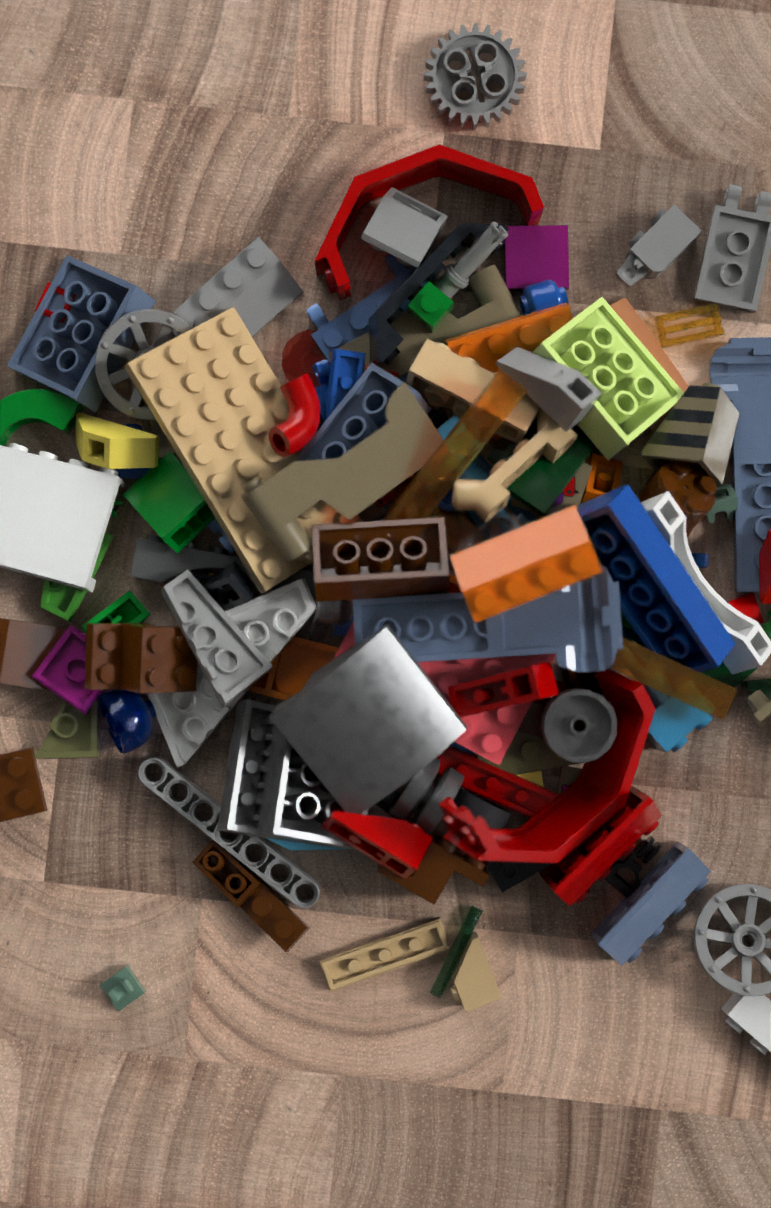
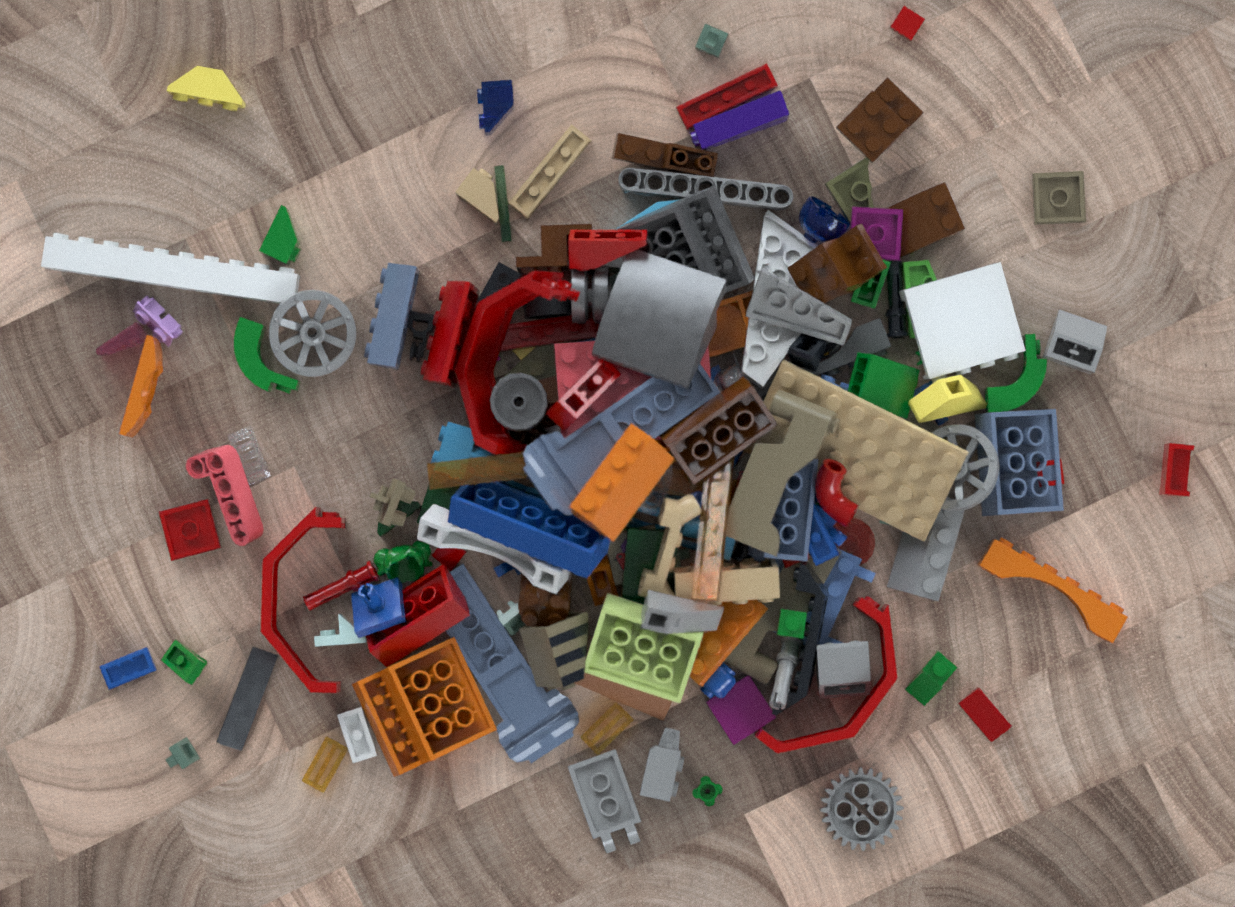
camera: 155 degrees right, 0 degrees up
(102, 122) = (1098, 617): none -> orange arch
(109, 572) = (896, 312): none -> black pin
(144, 881) = (740, 121): none -> dark purple slope
(144, 917) = (727, 96): none -> red tile
(284, 95) = (984, 714): none -> red slope
(316, 167) = (931, 678): none -> green slope
(395, 1066) = (497, 104): none -> clear blue slope
(626, 186) = (709, 798): none -> green plate
(718, 1063) = (282, 240): none -> green slope

